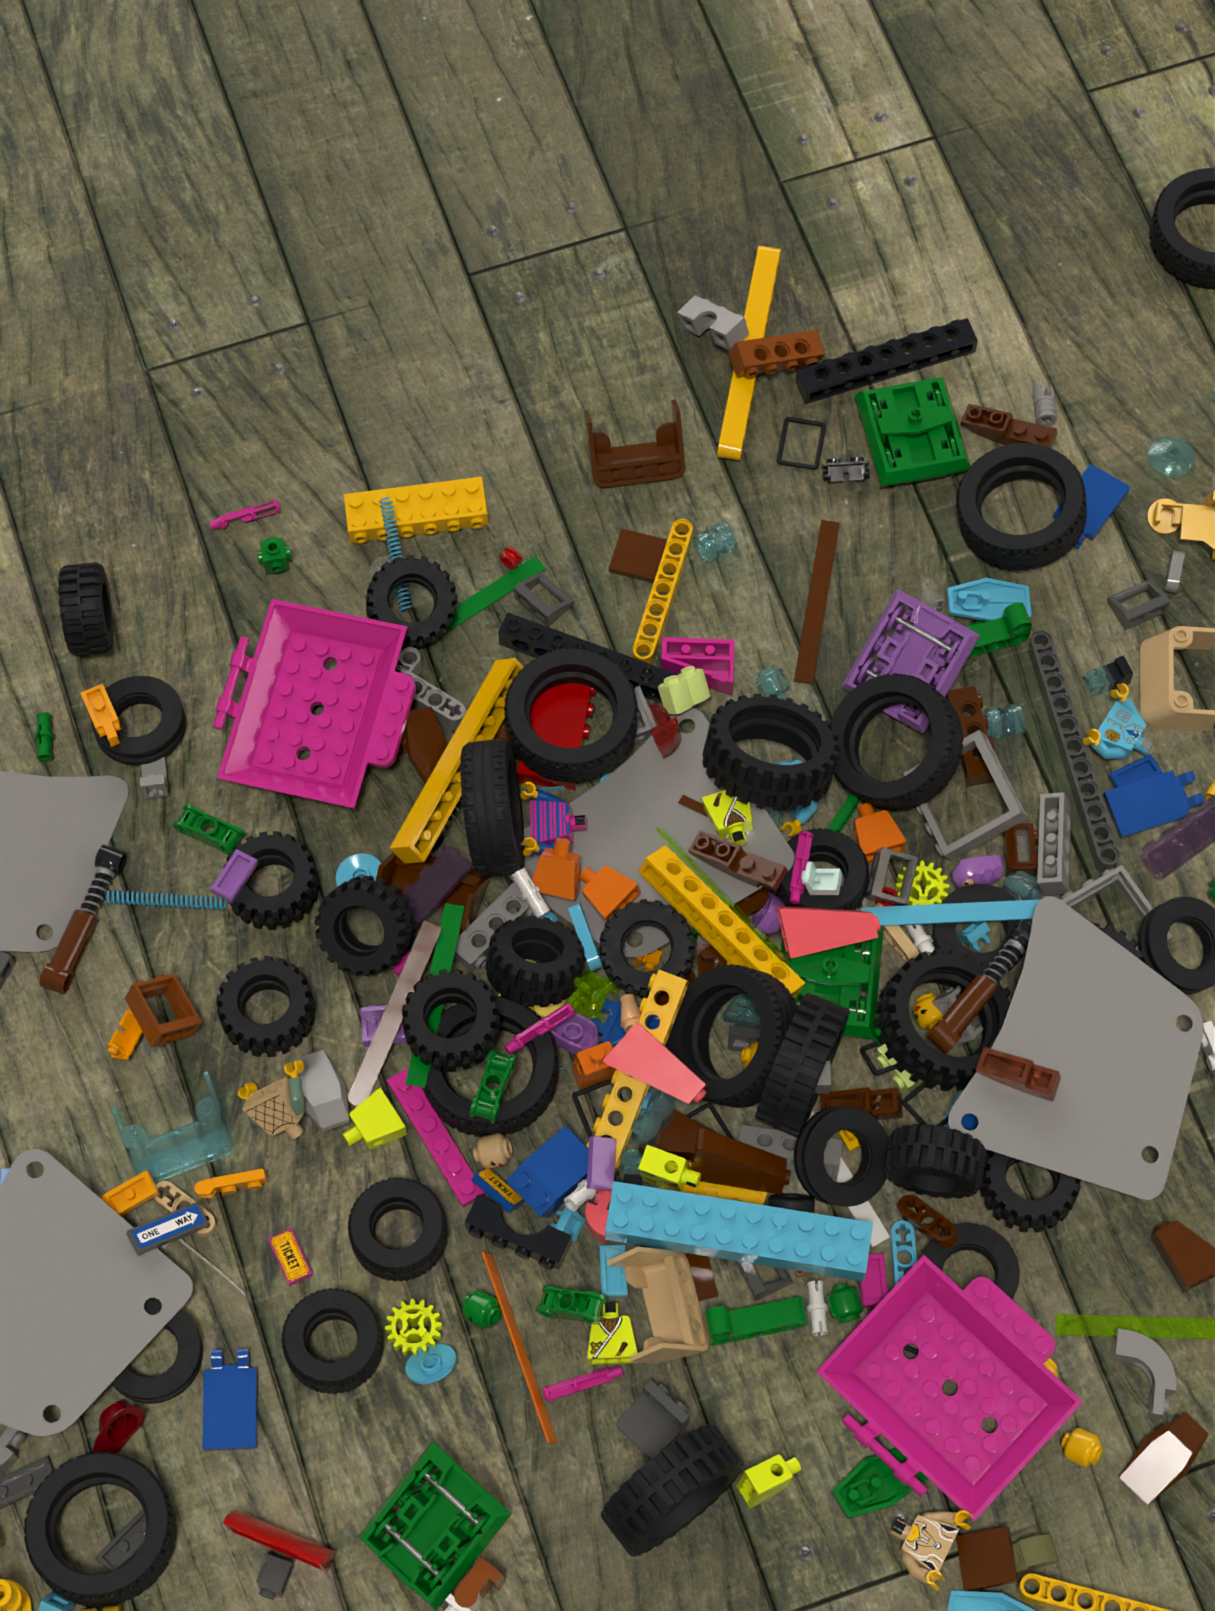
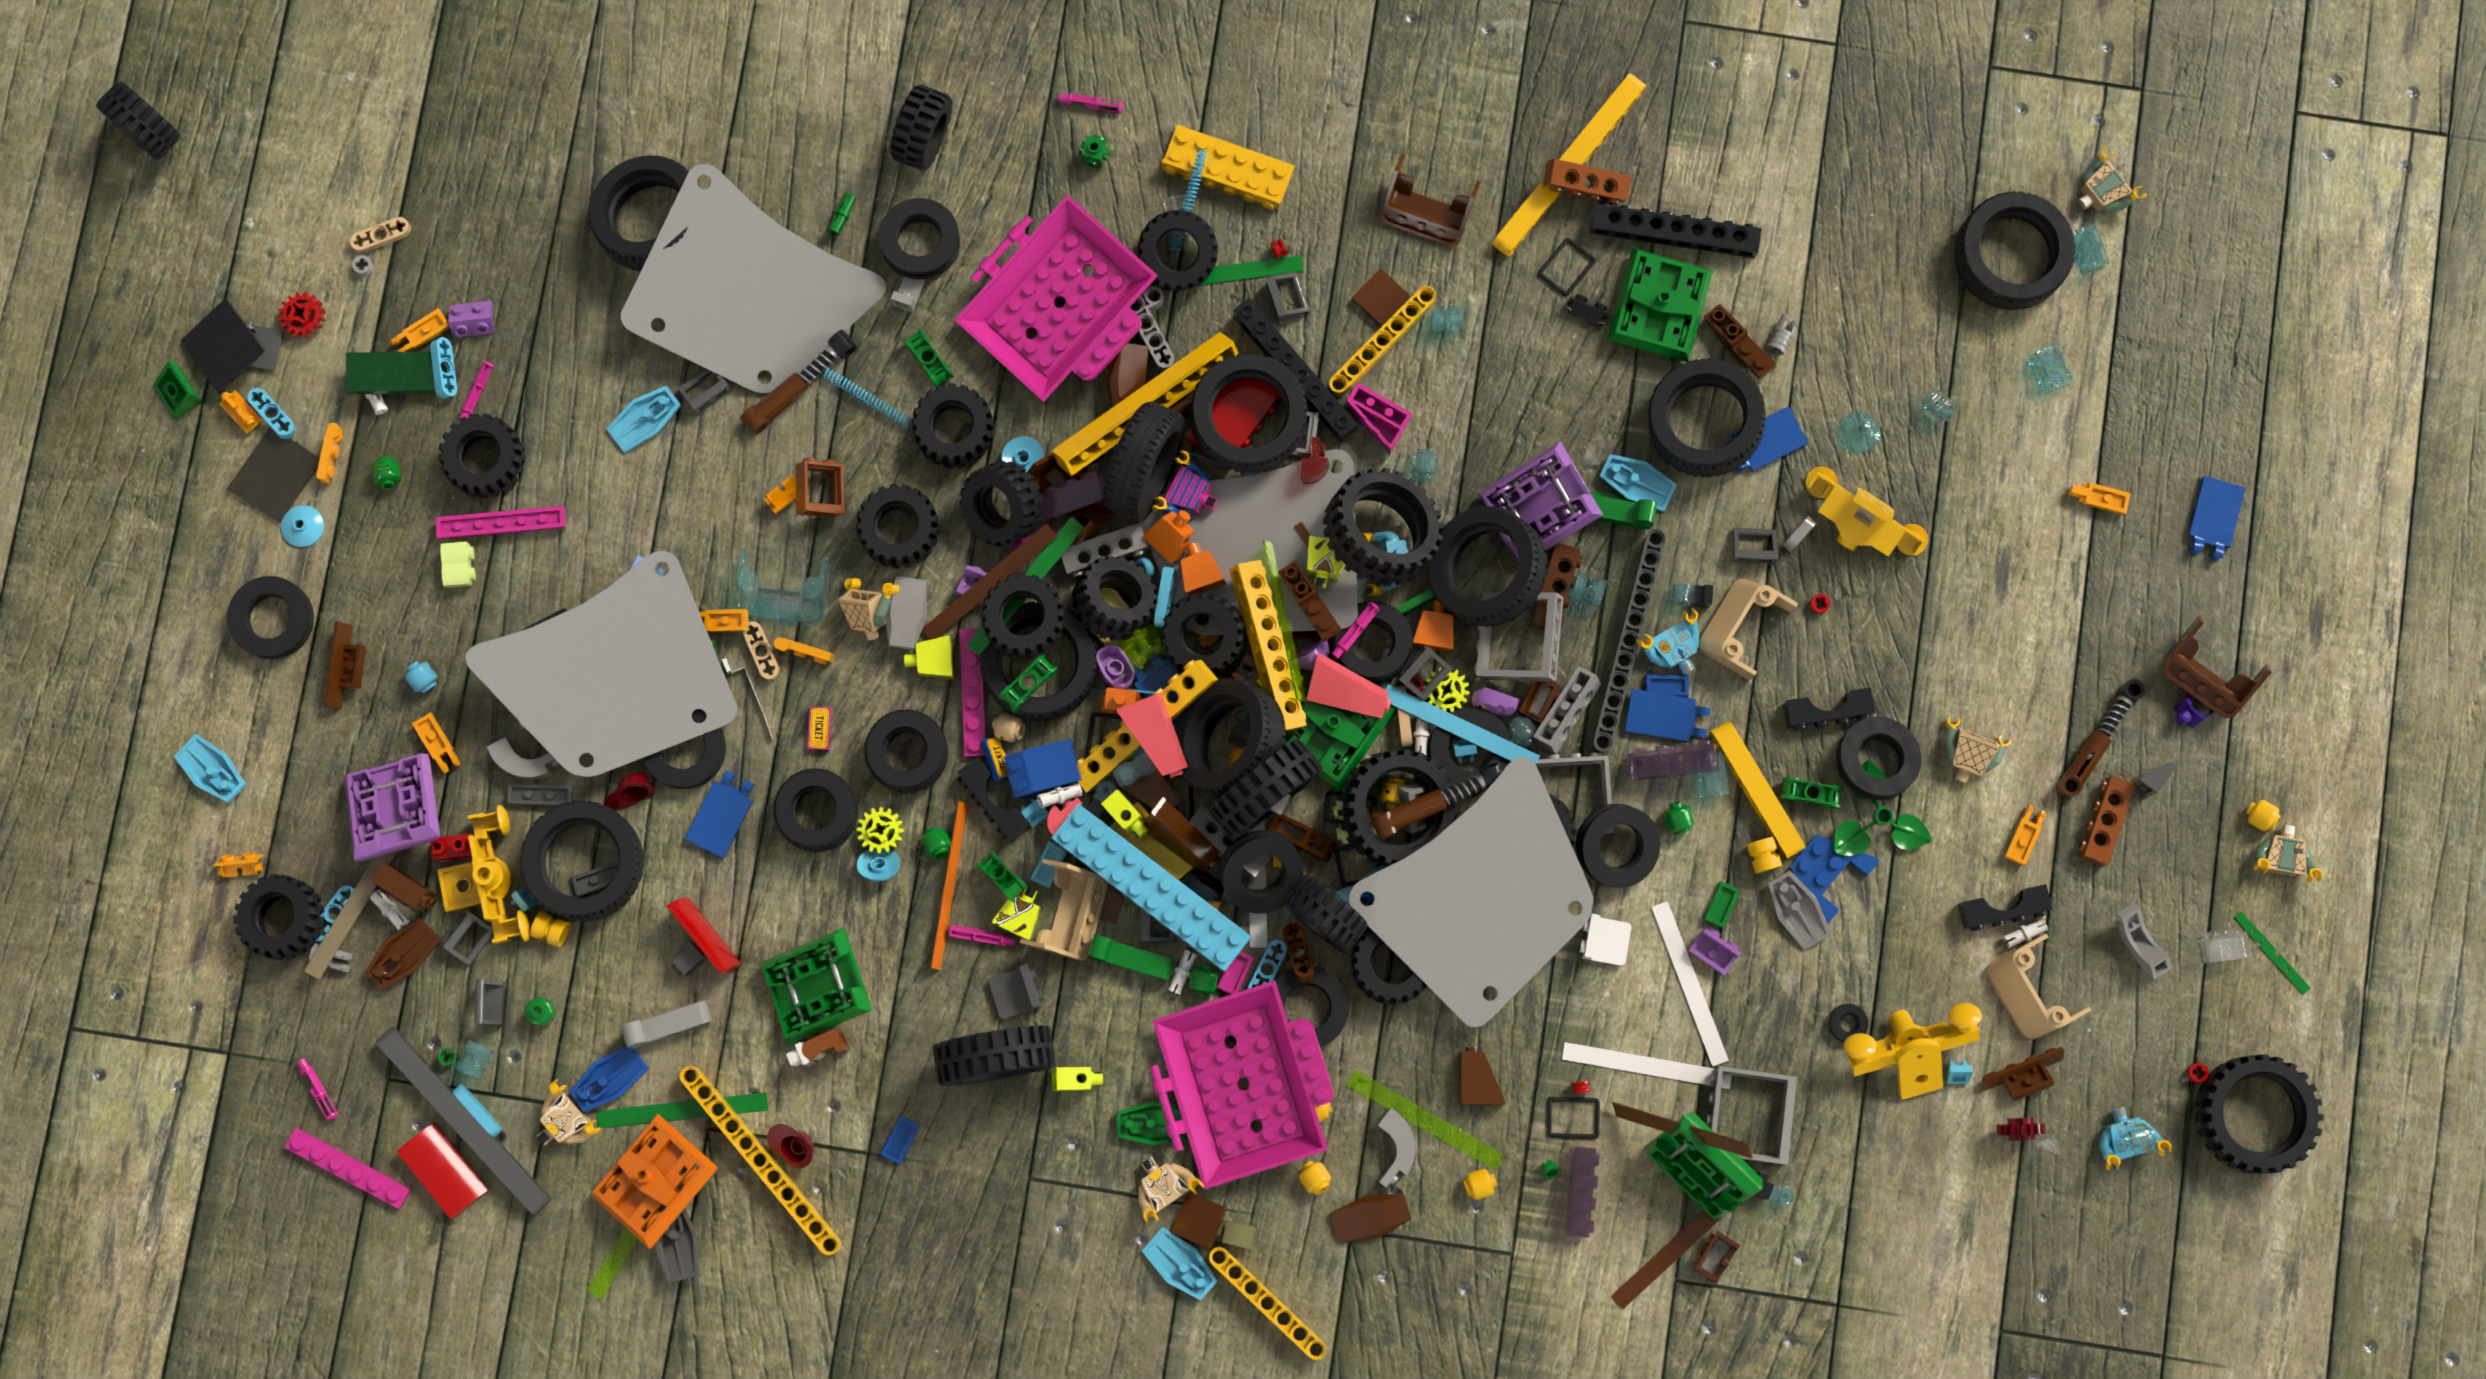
camera: 25 degrees right, 15 degrees up
(102, 713) = (891, 221): light orange hinge -> none
(167, 1228) = (738, 662): tile -> none
(234, 876) = (923, 411): medium lavender tile -> none
(530, 892) = (1140, 542): white pin -> none
(541, 1027) = (1088, 655): dark pink piece -> none
(601, 1163) = (1078, 782): medium lavender tile -> none
(629, 1011) = (1165, 674): light nougat cone -> none
(684, 690) = (1348, 437): yellowish green brick -> none
(724, 325) = (1547, 113): light grey arch -> none
(816, 602) = (1501, 410): reddish brown piece -> none
(821, 880) = (1364, 650): light aqua bracket -> none
(1019, 1073) = (1423, 882): copper slope -> none

